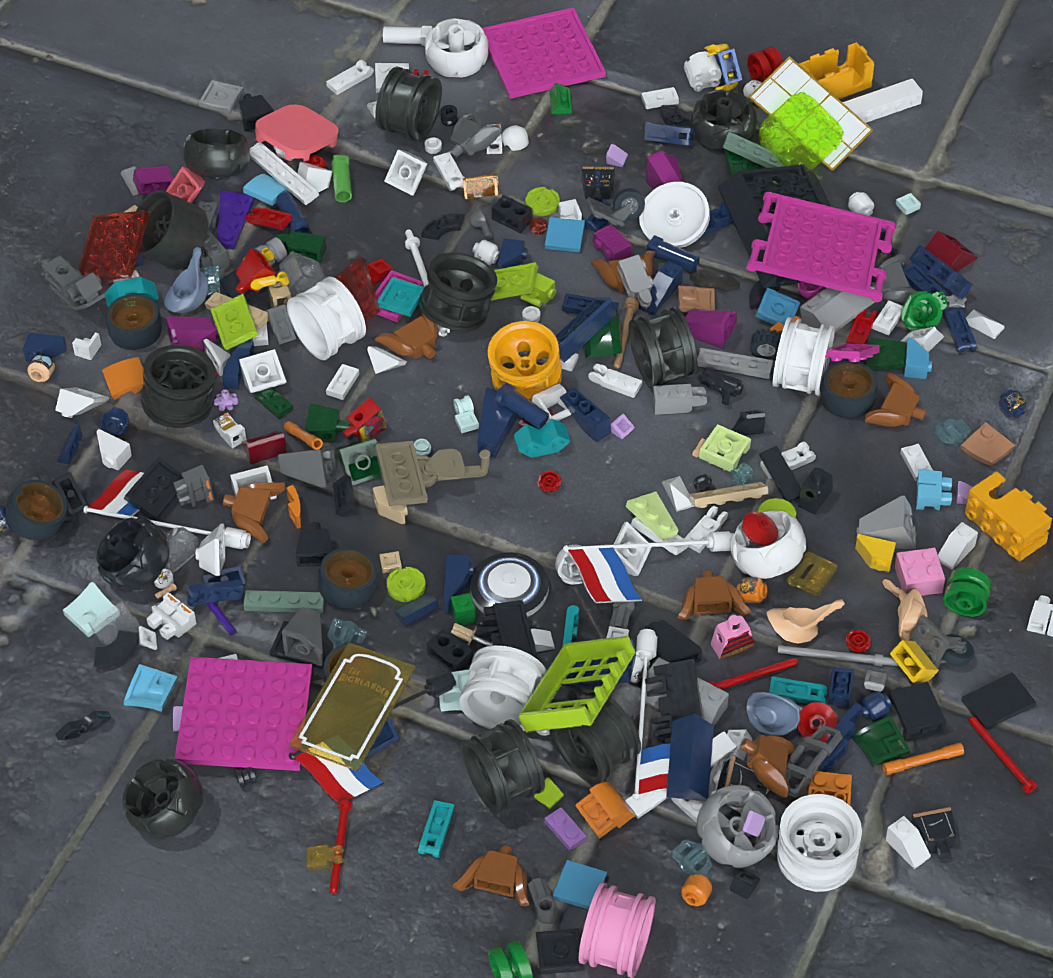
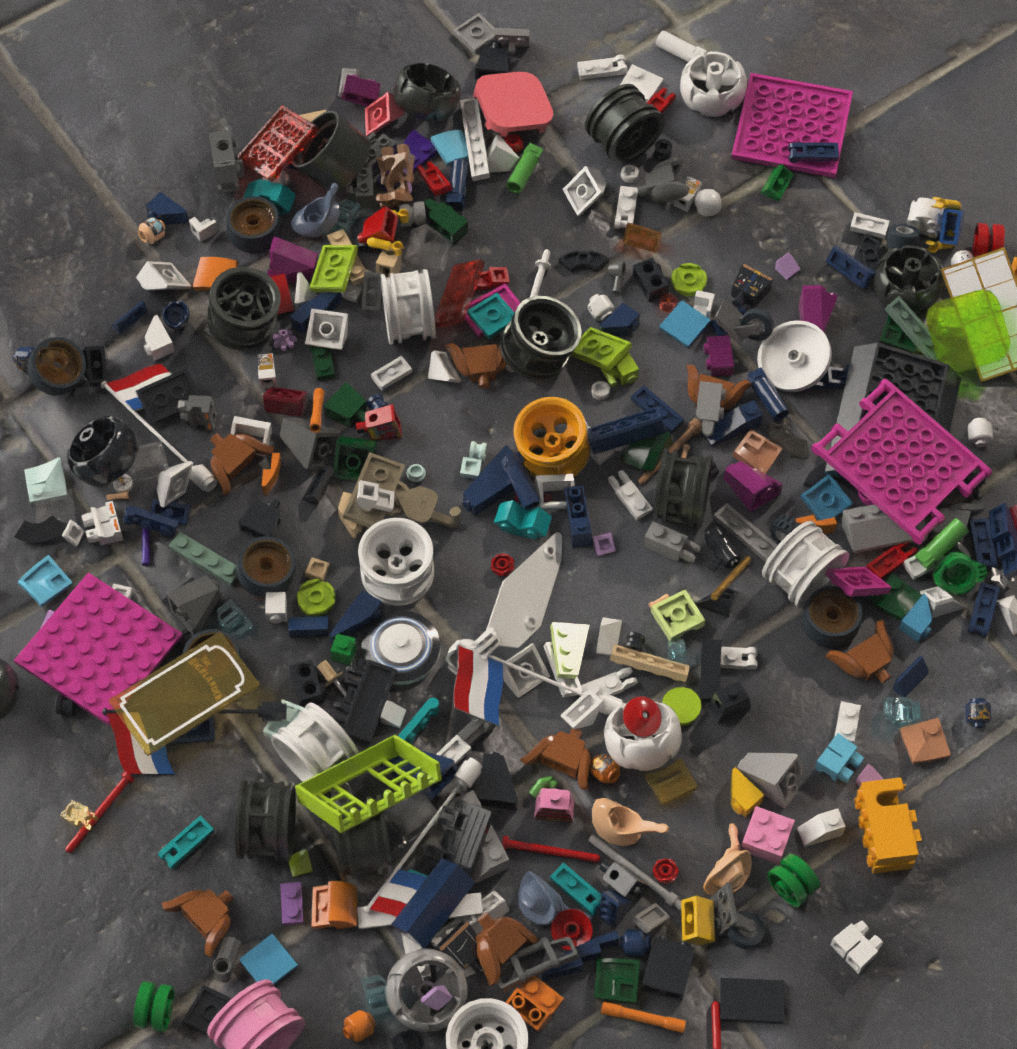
camera: 30 degrees right, 10 degrees up
(231, 219) = (396, 165): none -> medium nougat hips
(259, 83) = (512, 38): none -> light grey hinge
(347, 408) = (376, 401): none -> dark blue wheel
(377, 606) = (276, 607): none -> white brick
(408, 473) = (371, 496): none -> white brick
(461, 533) = (399, 584): none -> white wheel
(576, 62) = (813, 152): none -> dark blue plate
(590, 495) = (523, 599): none -> white wing
(693, 92) = (902, 235): none -> black wheel
(703, 553) = (583, 711): none -> white slope
(707, 630) = (546, 782): none -> bright green arm
(748, 398) = (730, 578): none -> pearl gold bar
(837, 658) = (623, 880): none -> torso
(896, 293) = (941, 544): none -> bright green piece
(941, 404) = (911, 677): none -> dark blue slope

